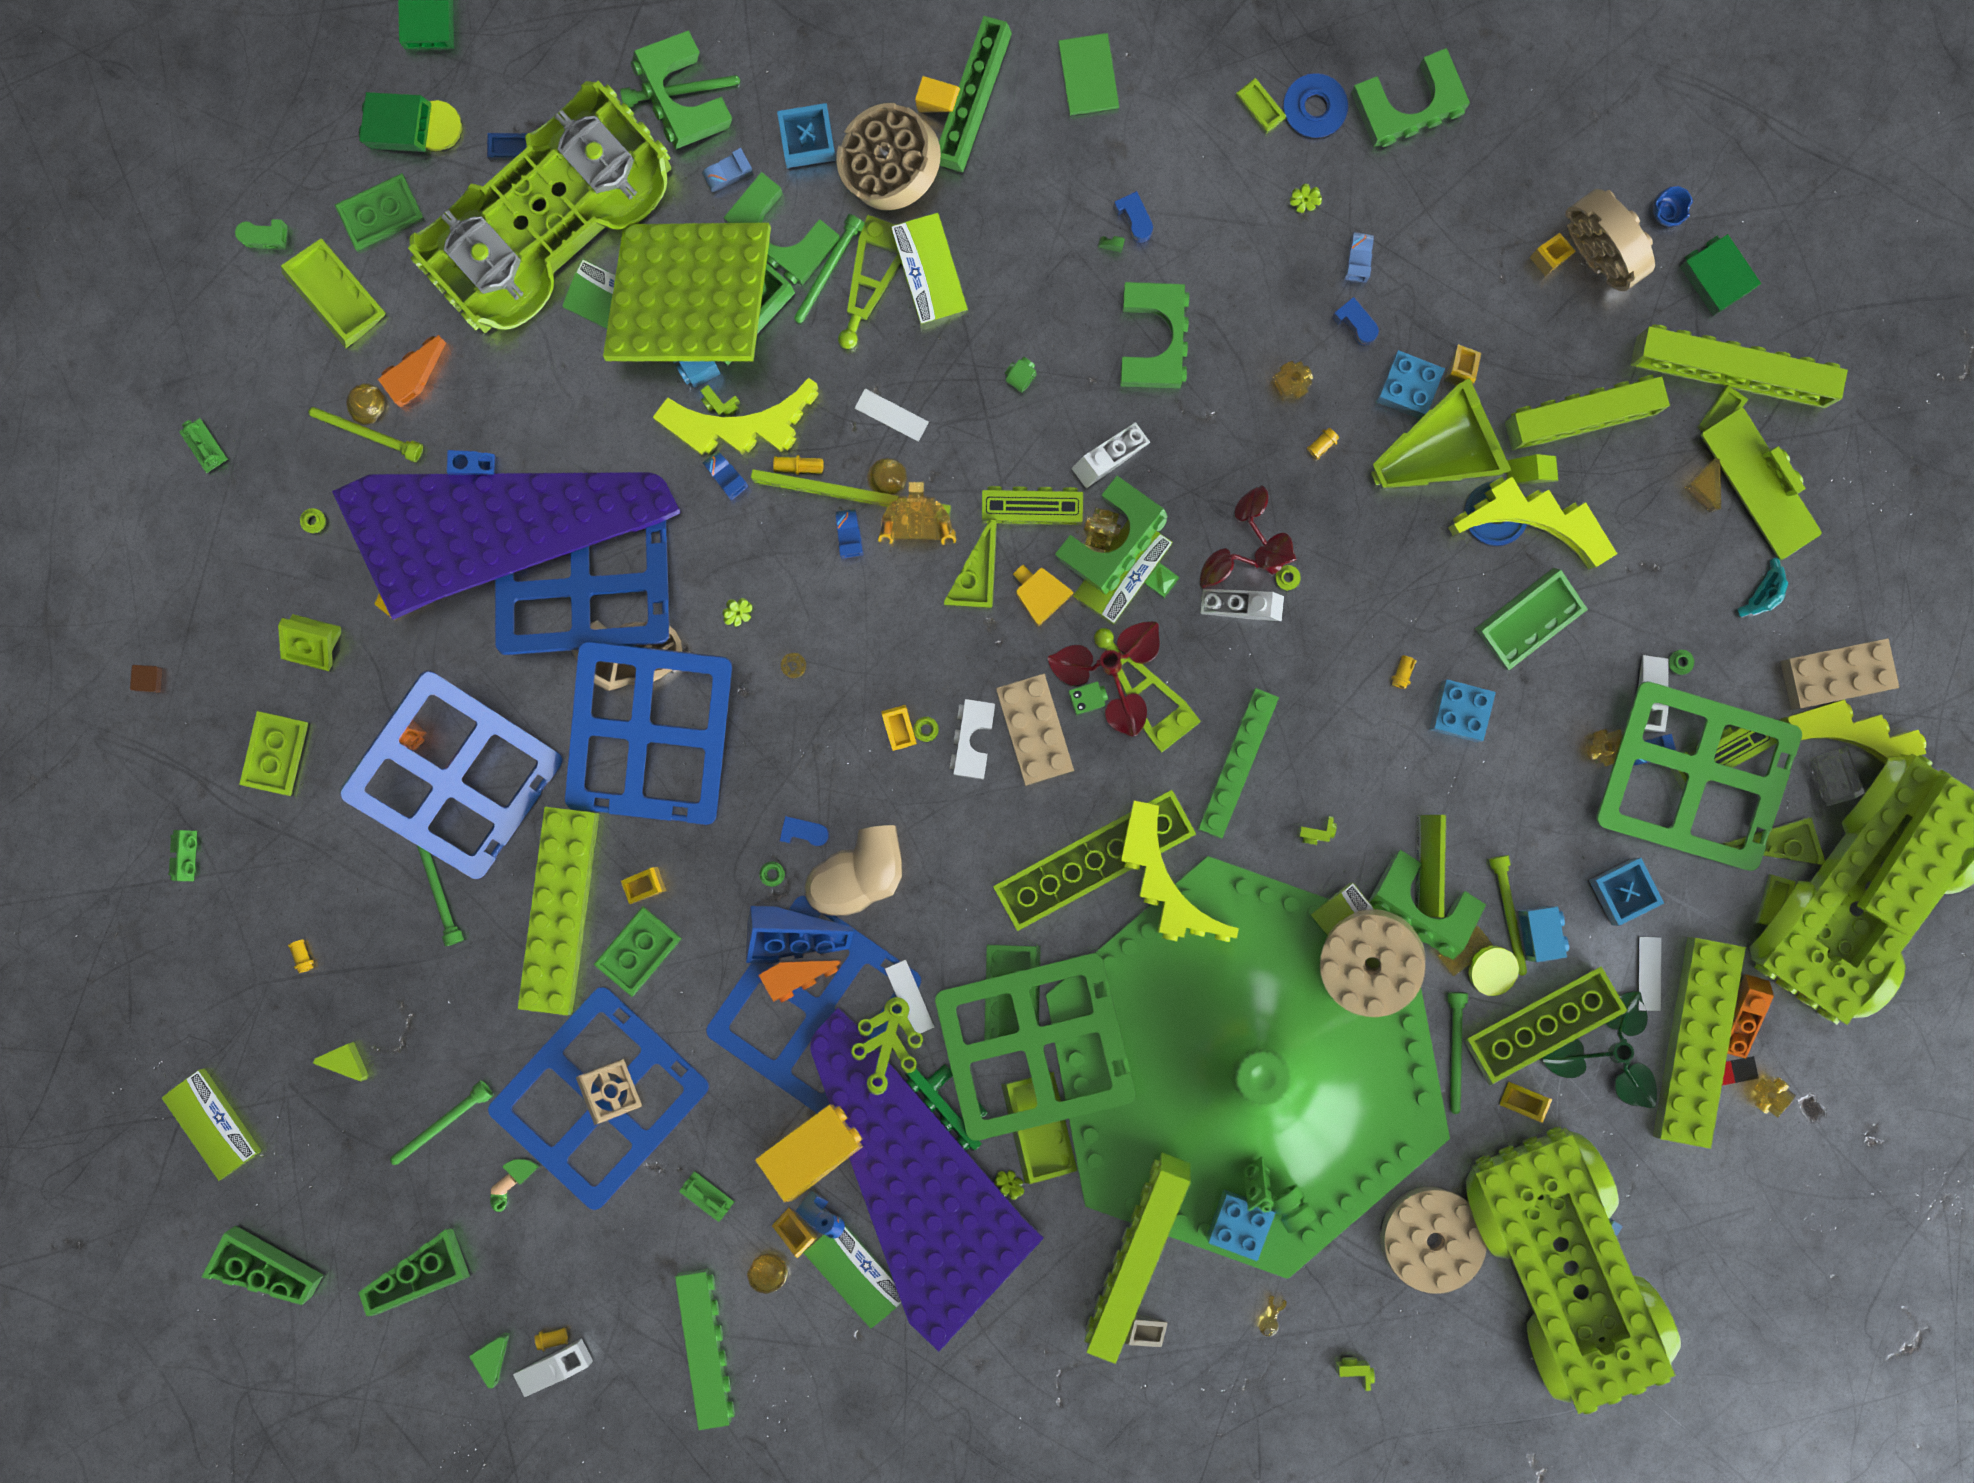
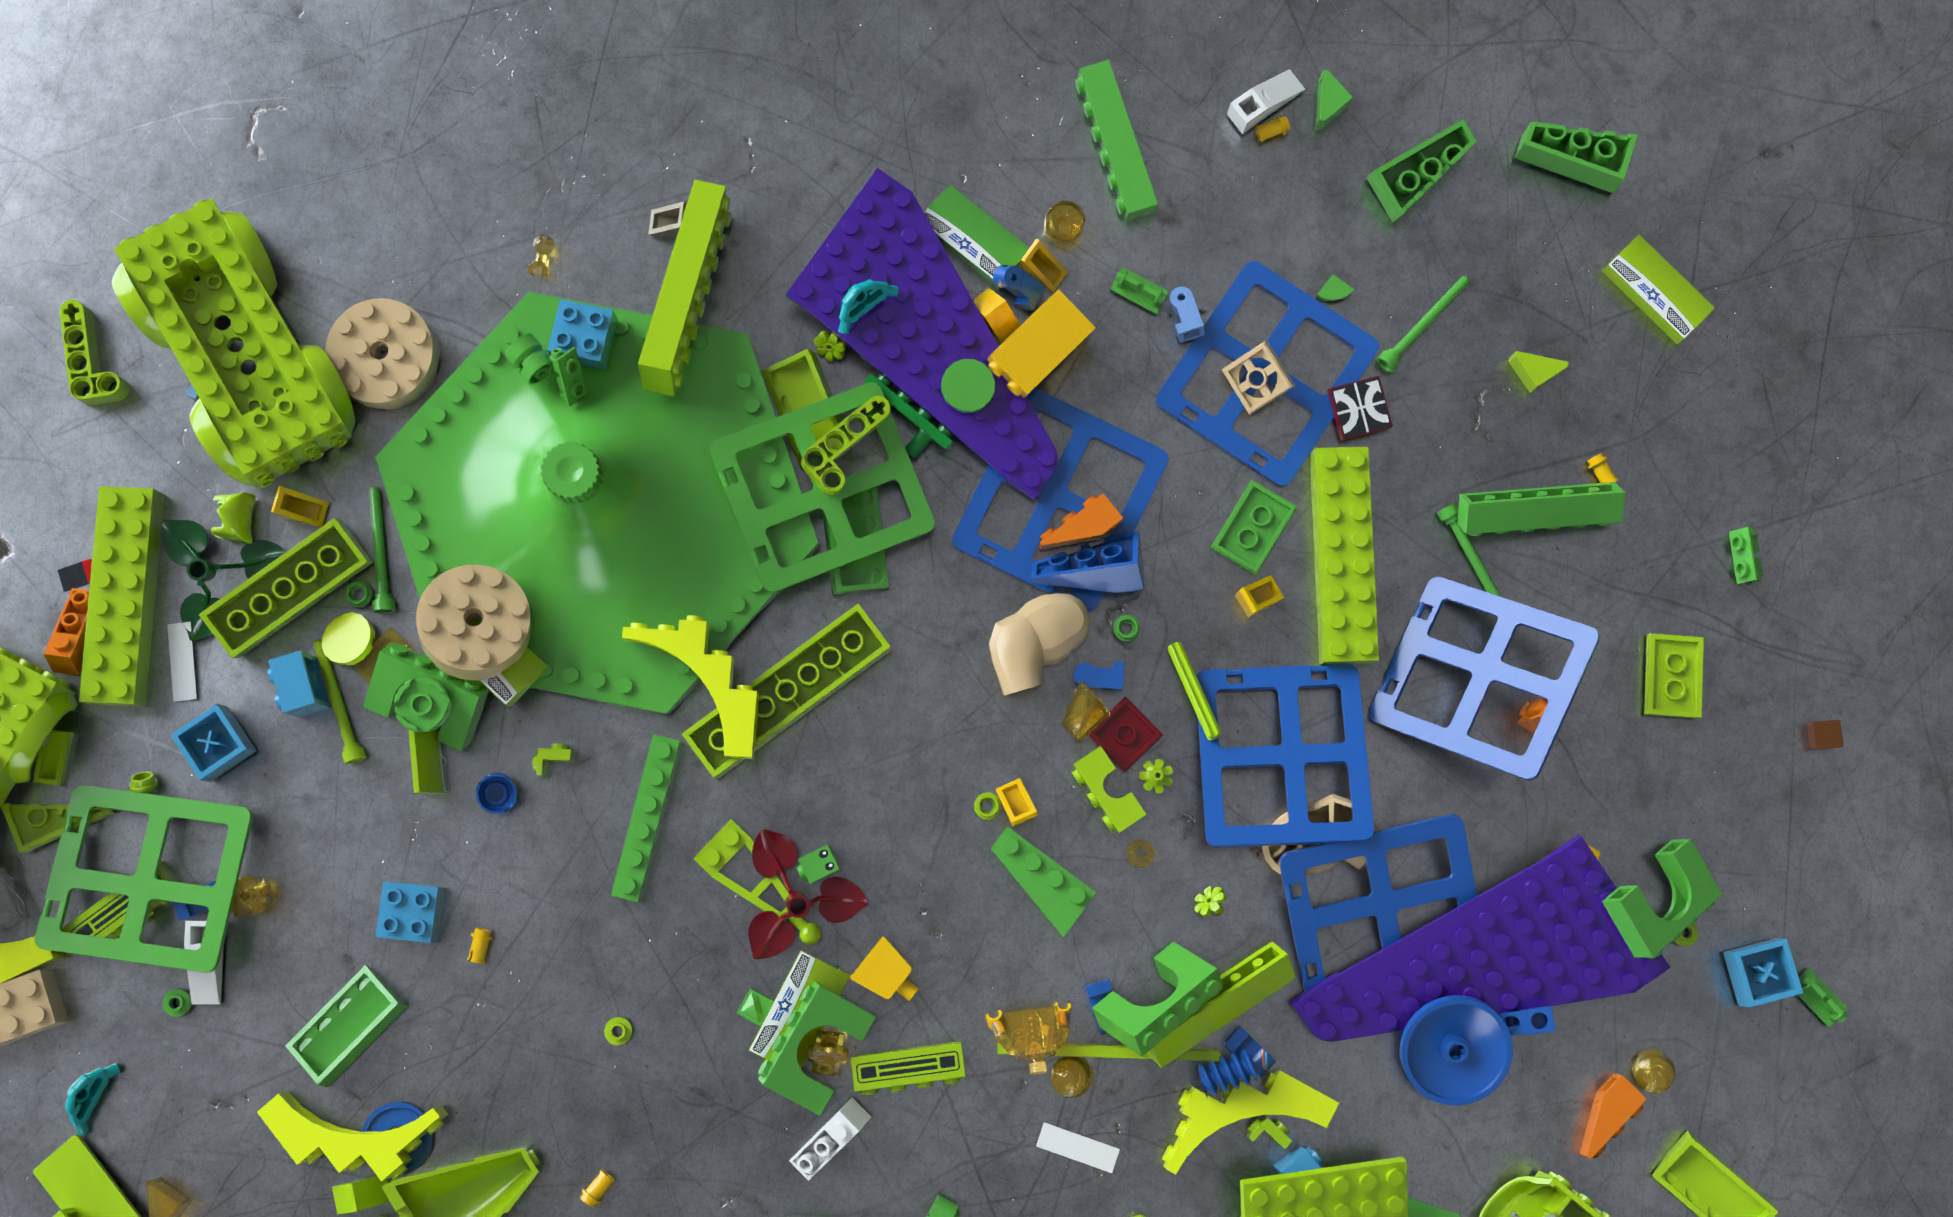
camera: 170 degrees right, 5 degrees down
(250, 474) = (1762, 972): none -> dark azure brick
(298, 553) = (1692, 894): none -> bright green arch
(307, 641) = (1662, 800): lime bracket -> none
(366, 927) = (1540, 508): none -> bright green brick
(411, 450) = (1594, 1027): lime piece -> none
(498, 1193) = (1352, 263): arm -> none
(517, 1049) = (1359, 408): none -> tile
(539, 447) = (1456, 1050): none -> blue dish
(666, 1173) = (1185, 308): none -> medium blue leg
(719, 805) = (1194, 691): none -> lime axle
(746, 519) = (1243, 989): none -> lime brick
(747, 456) = (1228, 1073): none -> blue piece
(772, 736) = (1151, 780): none -> lime plant
(789, 776) = (1125, 734): none -> dark red tile
(798, 465) = (1171, 1075): yellow axle -> none
(806, 704) = (1118, 811): none -> lime arch
(813, 506) = (1146, 1026): none -> bright green arch
(824, 800) = (1084, 712): none -> clear yellow slope
(846, 1192) = (996, 314): none -> yellow slope
(882, 650) = (1048, 884): none -> bright green wedge
(884, 1123) = (967, 385): none -> bright green tile
(888, 1041) = (976, 471): lime plant -> none
(906, 988) = (961, 521): white sticker -> none
(972, 1220) = (861, 299): none -> teal piece
(974, 716) = (936, 827): white arch -> none
(976, 580) = (957, 976): lime wing -> none
(1004, 1085) = (848, 439): none -> lime beam
(1034, 729) = (870, 821): tan brick -> none
(1242, 604) = (664, 993): white slope -> none
(1271, 556) = (640, 1047): dark red plant -> none
(1352, 1367) = (450, 216): lime bracket -> none
(1372, 807) = (496, 793): none -> blue hair
(1429, 894) = (422, 704): none -> bright green tile
(1487, 1016) = (350, 594): none -> bright green plate
(1587, 1102) = (236, 516): none -> lime hair
(1694, 865) = (143, 782): none -> lime plate
(1711, 1284) = (87, 350): none -> lime beam
(1769, 1104) = (33, 543): clear yellow brick -> none

